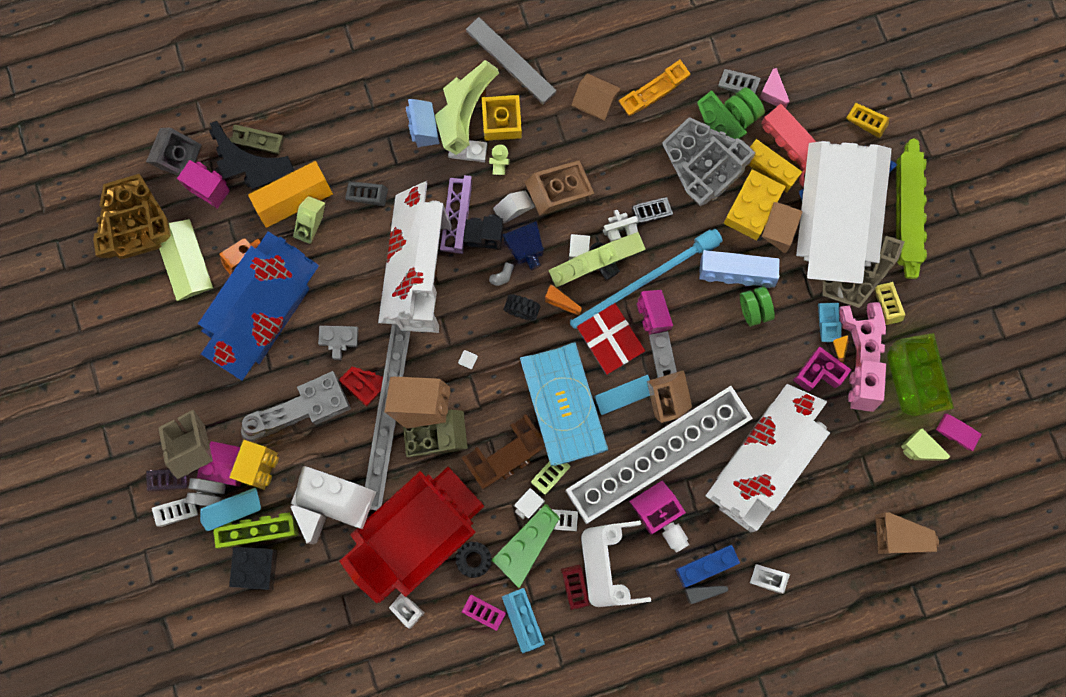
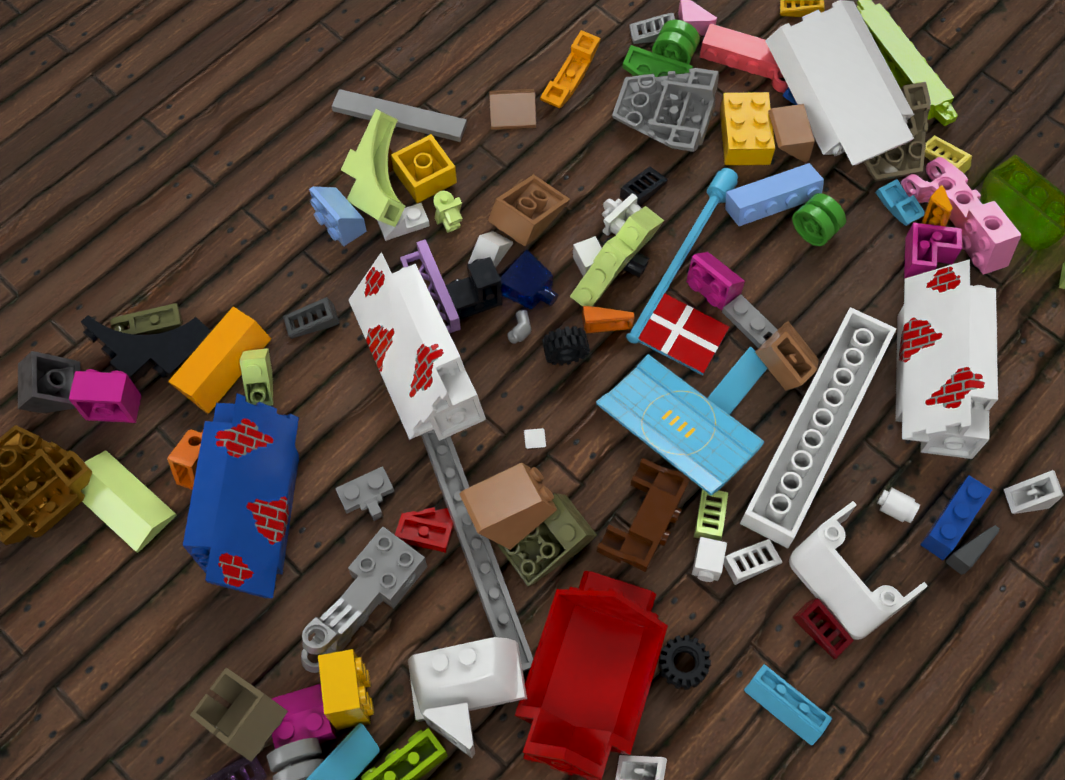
camera: 30 degrees left, 15 degrees down
(469, 603) = (715, 731): dark pink slope -> none
(524, 548) = (737, 611): bright green wing -> none
(657, 507) = (857, 479): dark pink slope -> none
(773, 165) = (743, 80): yellow brick -> none

